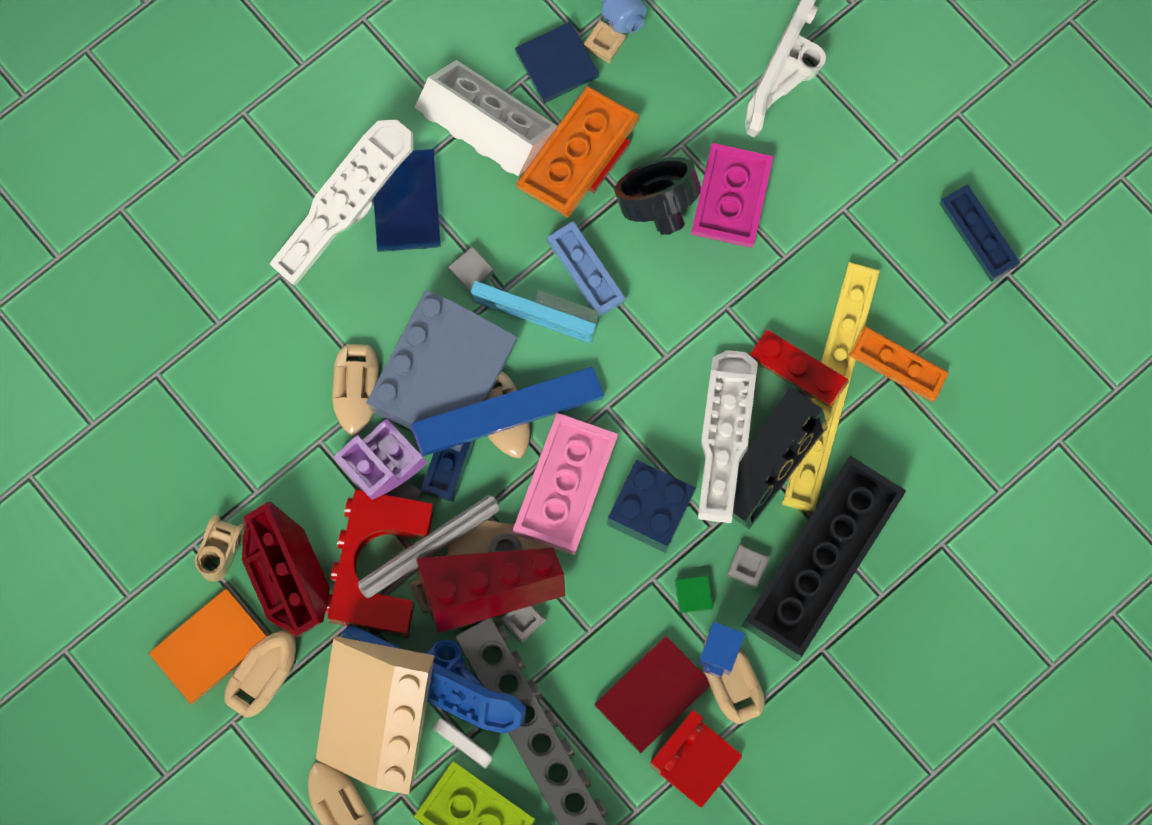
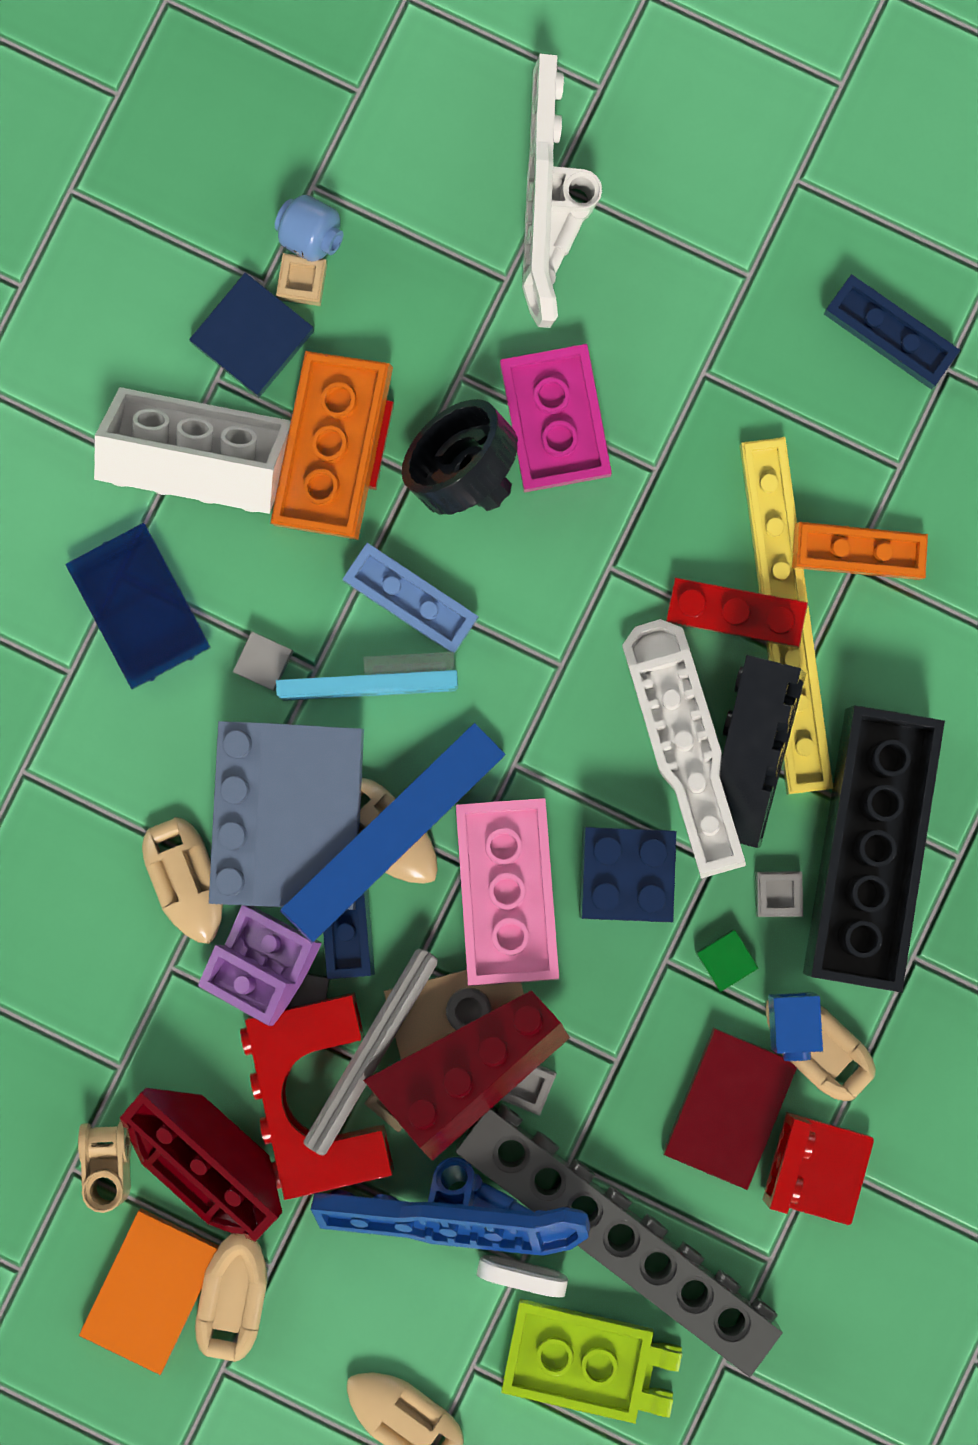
camera: 20 degrees left, 10 degrees up
(345, 196) = (59, 640): white piece -> none
(374, 713) = (399, 1297): tan slope -> none

